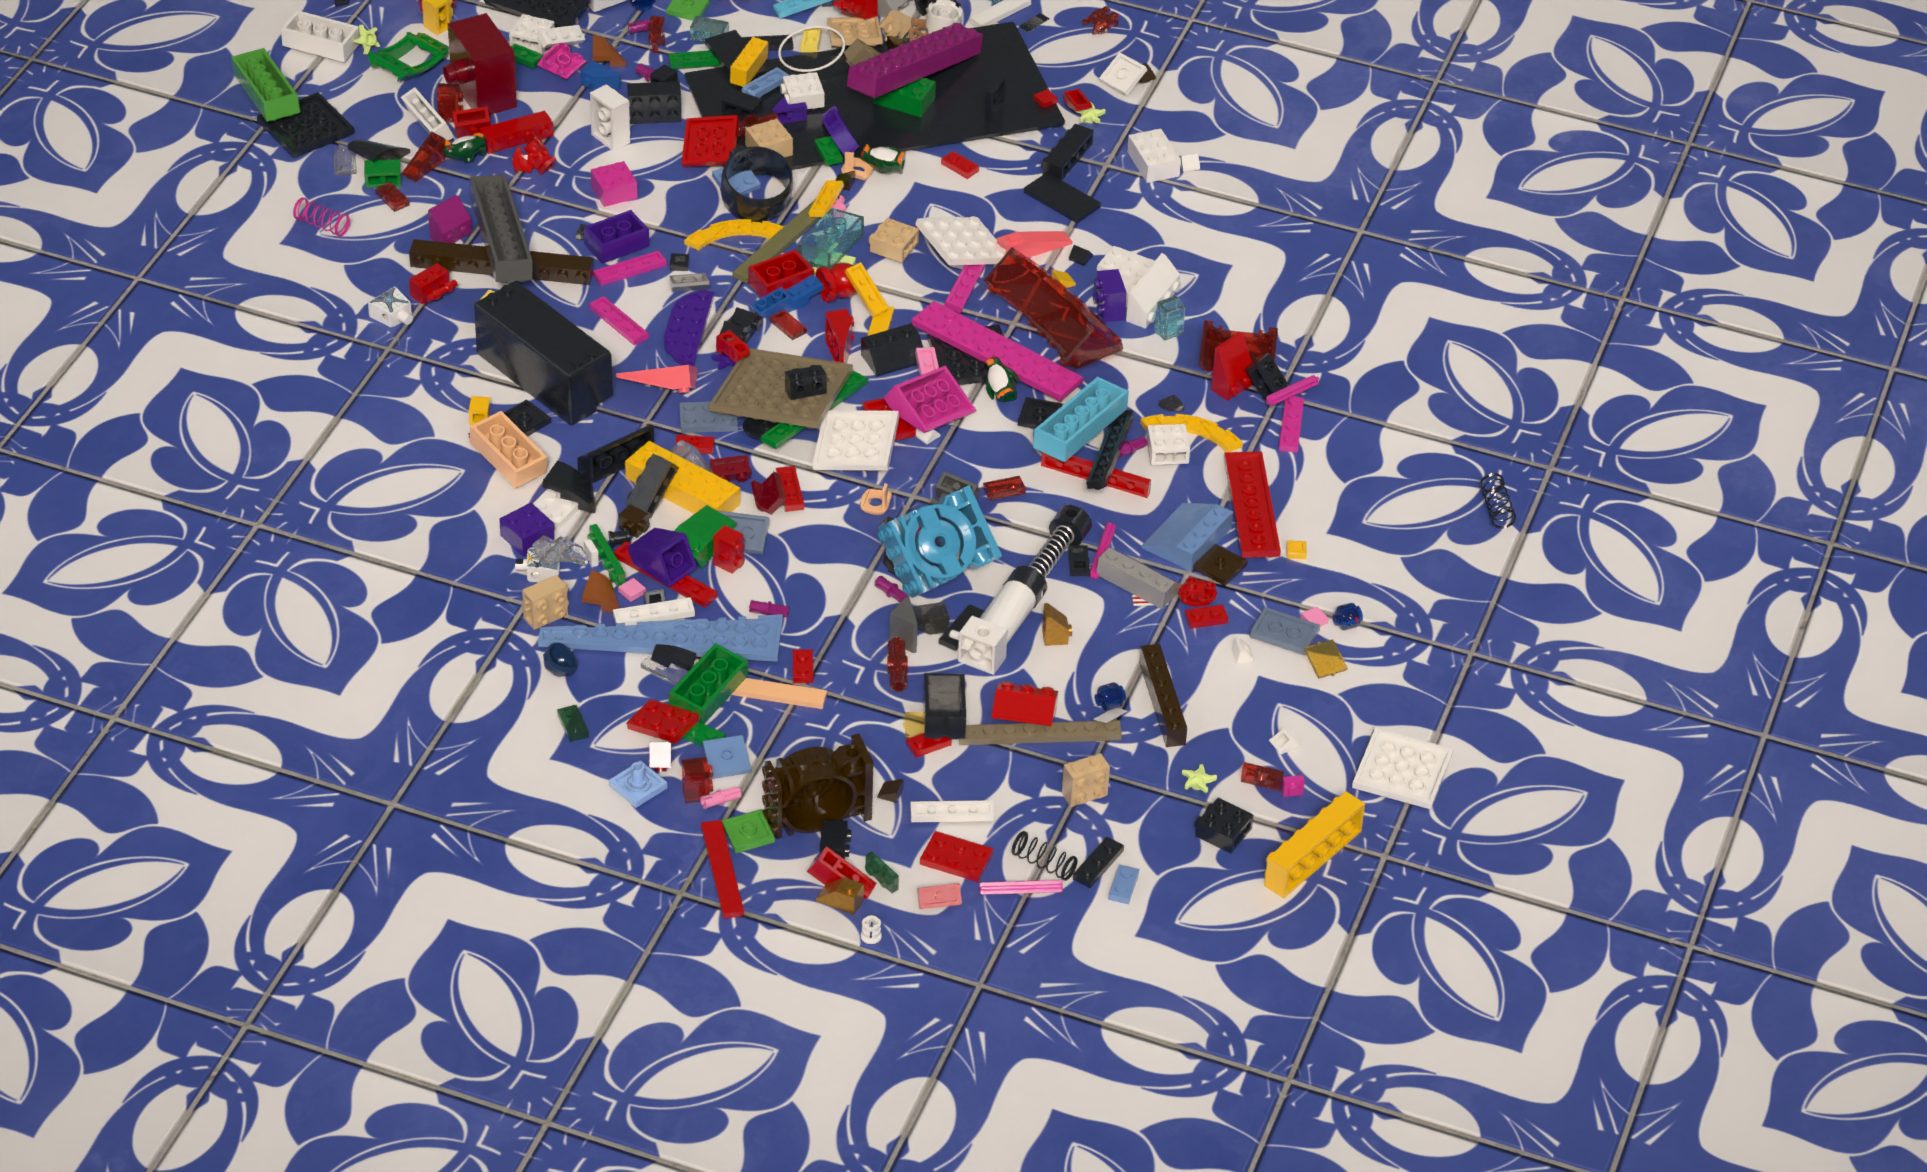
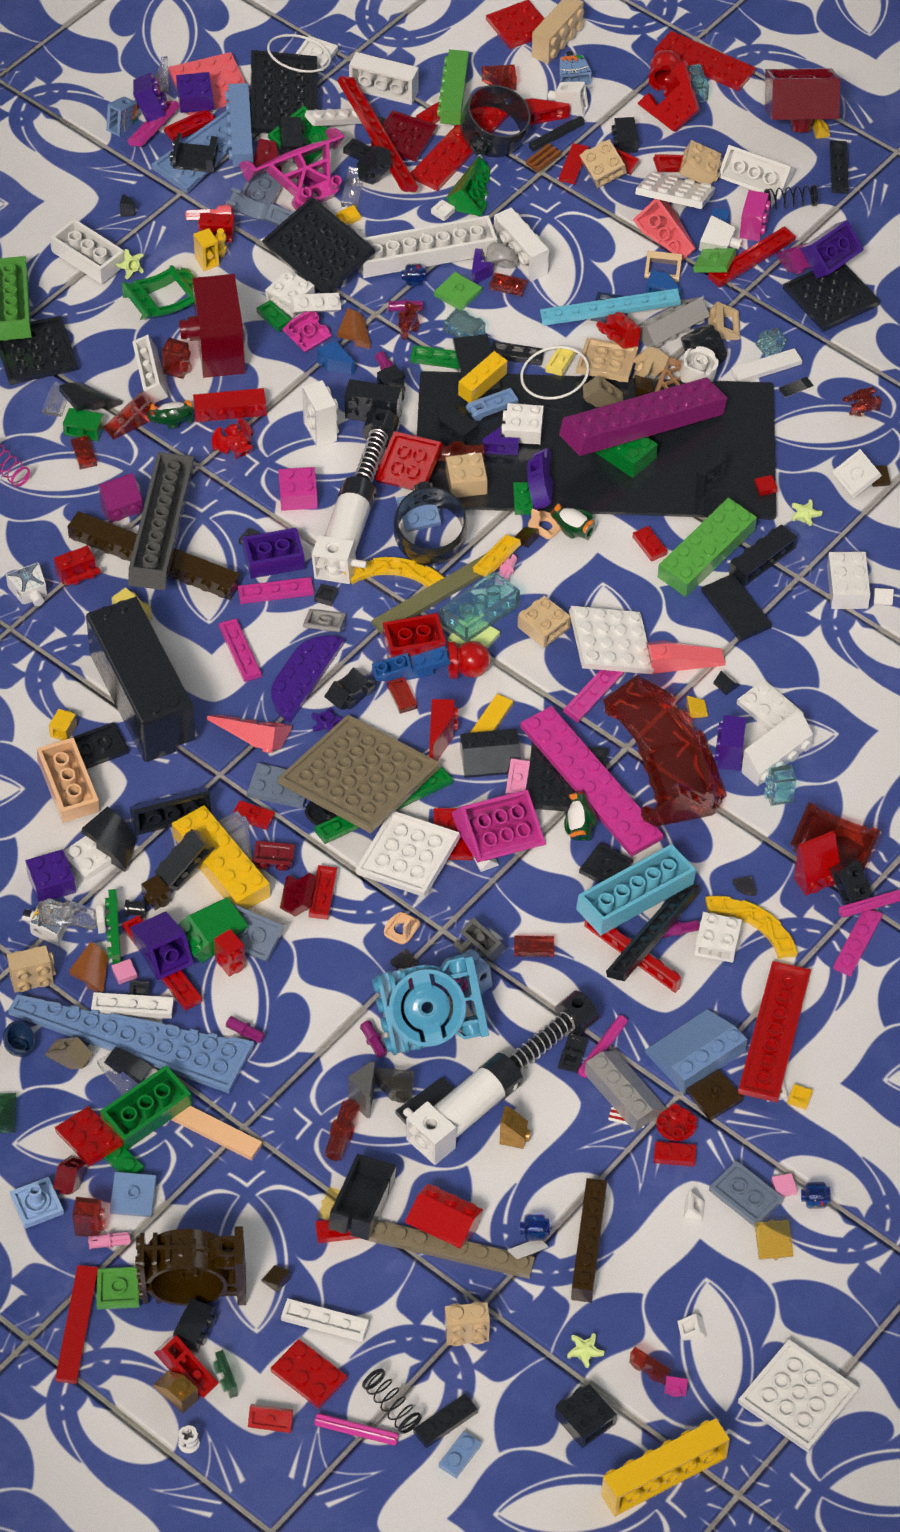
camera: 20 degrees right, 10 degrees up
(469, 121) = (186, 384): red brick -> none
(613, 661) = (70, 1053): none -> dark tan slope
(675, 182) = (337, 548): none -> piece
(733, 347) = (330, 714): red leg -> none
(802, 665) = (251, 1105): red plate -> none
(805, 382) = (378, 778): black brick -> none
(866, 290) = (488, 678): yellow tile -> none
(1015, 154) = (707, 547): none -> bright green brick
(1076, 100) = (796, 495): red slope -> none

